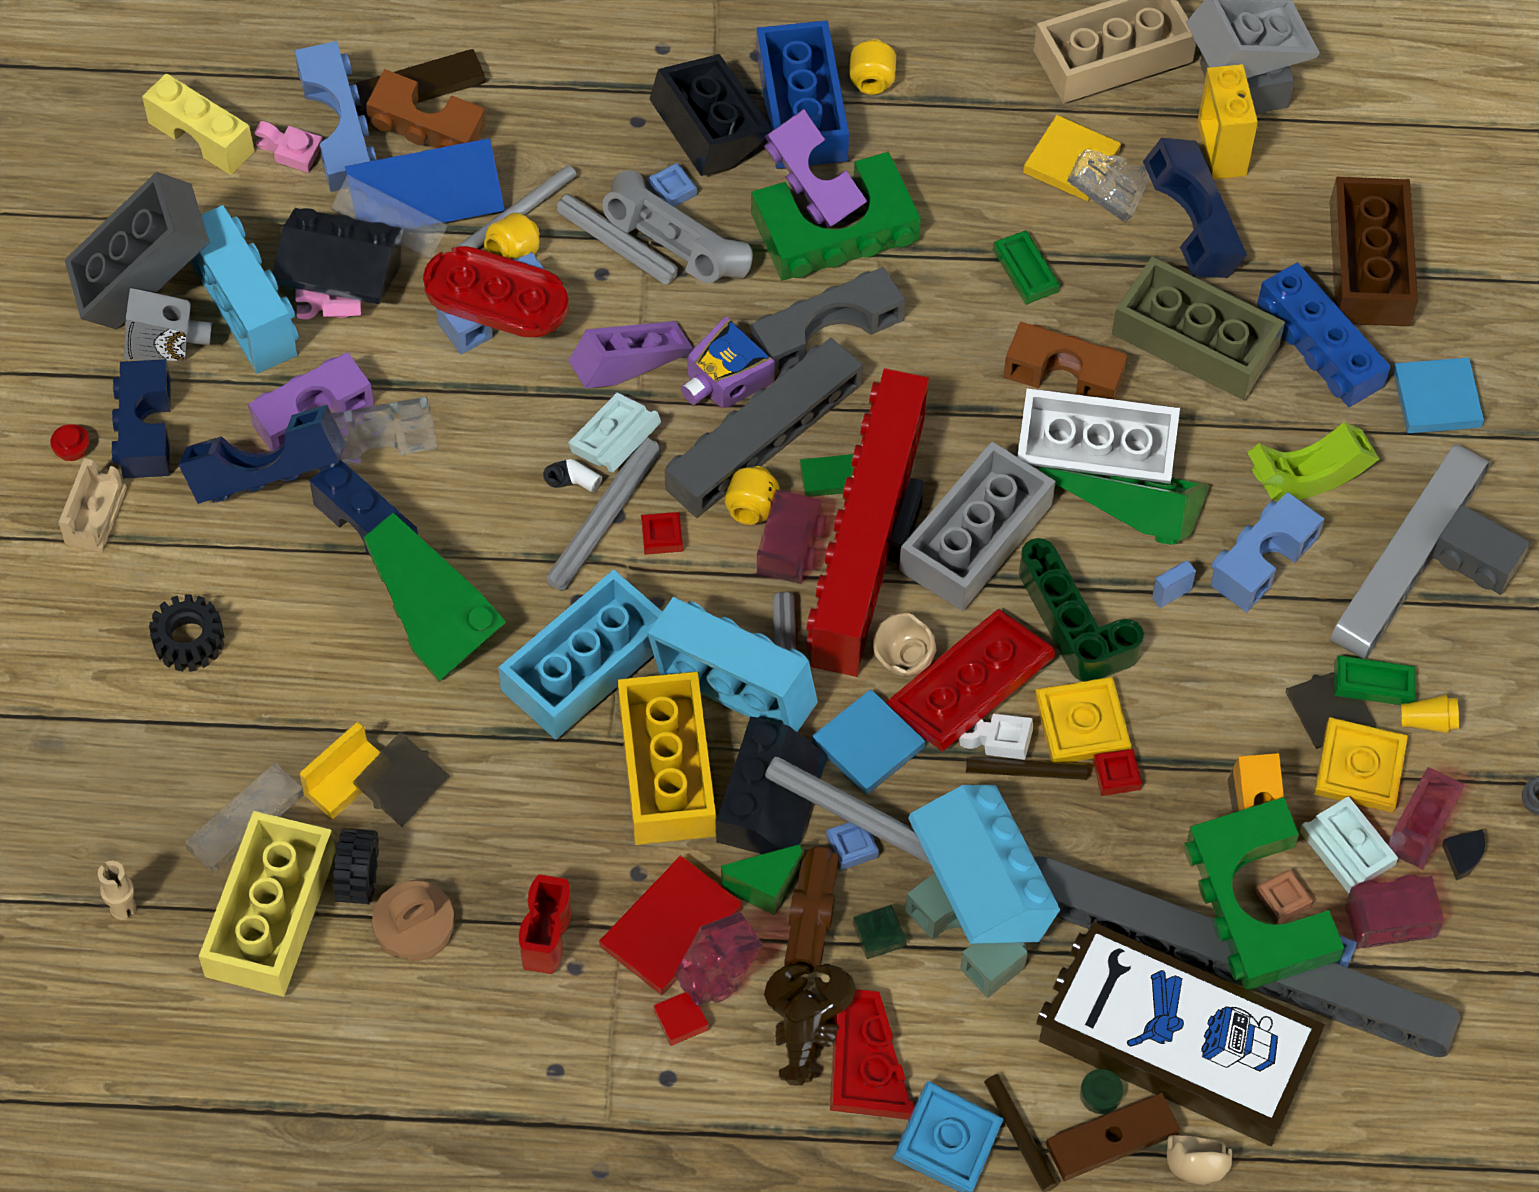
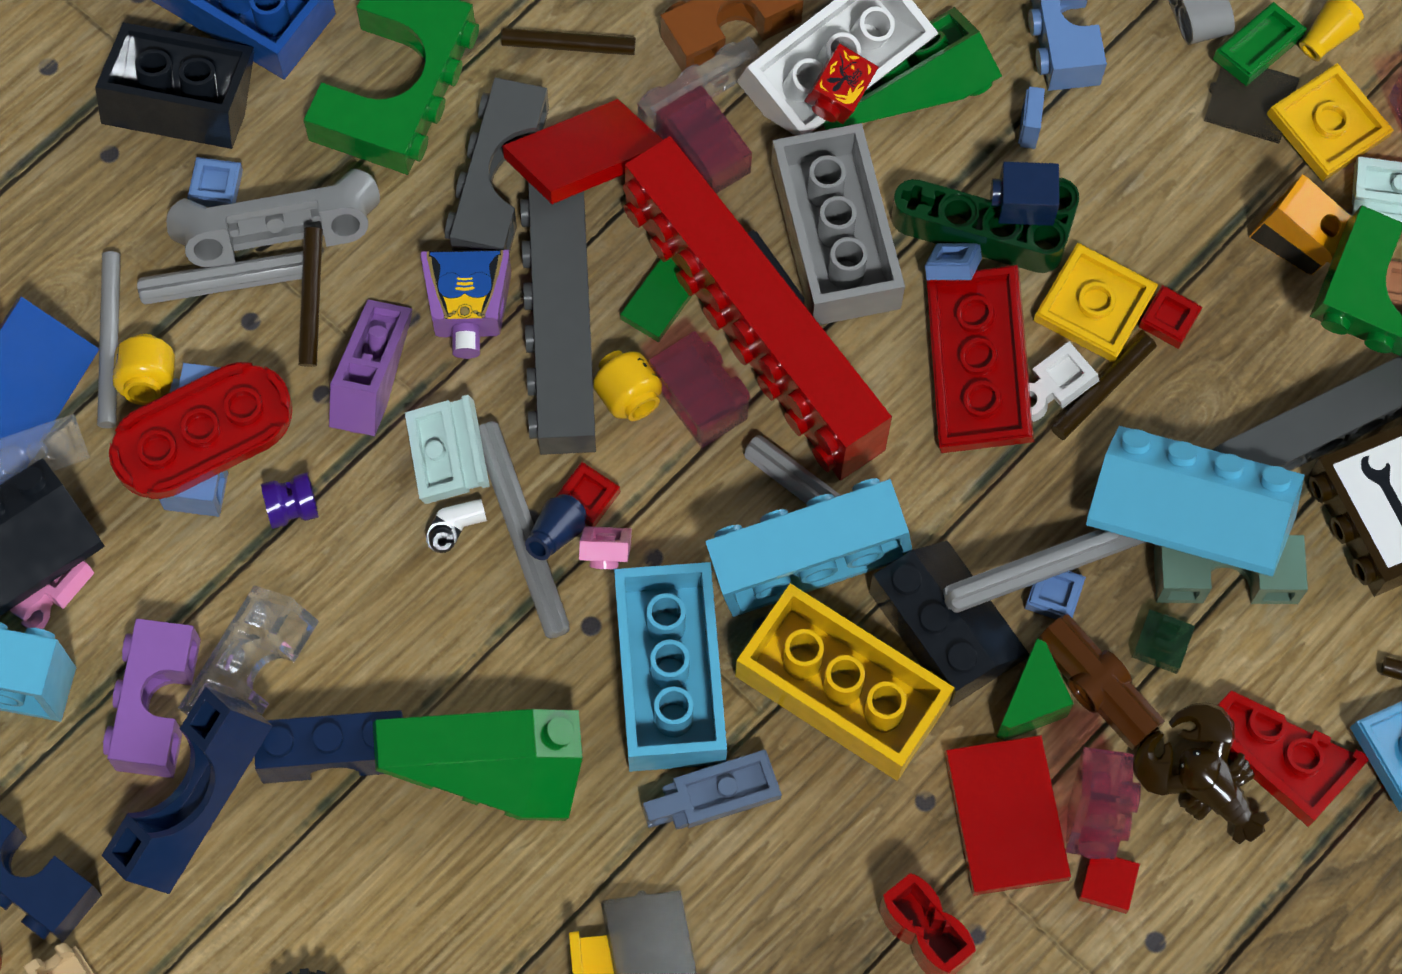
camera: 50 degrees left, 10 degrees up
(502, 377) = (289, 500): none -> dark purple wheel
(529, 745) = (715, 792): none -> sand blue hinge
(619, 526) = (556, 525): none -> dark blue cone
(628, 558) = (605, 546): none -> bright pink plate
(643, 287) = (310, 297): none -> dark brown bar
(792, 145) = (301, 42): medium lavender arch -> none
(868, 742) = (965, 495): dark azure tile -> none
(874, 345) = (580, 150): none -> red tile
(904, 644) = (904, 383): tan hair -> none
(959, 295) = (568, 41): none -> dark brown bar
(961, 414) = (705, 138): none -> clear pink brick
(991, 381) = (714, 75): none -> clear plate
(1021, 612) = (953, 261): none -> medium blue tile
(1066, 447) = (840, 85): none -> red brick
(1101, 608) = (1026, 193): none -> dark blue brick

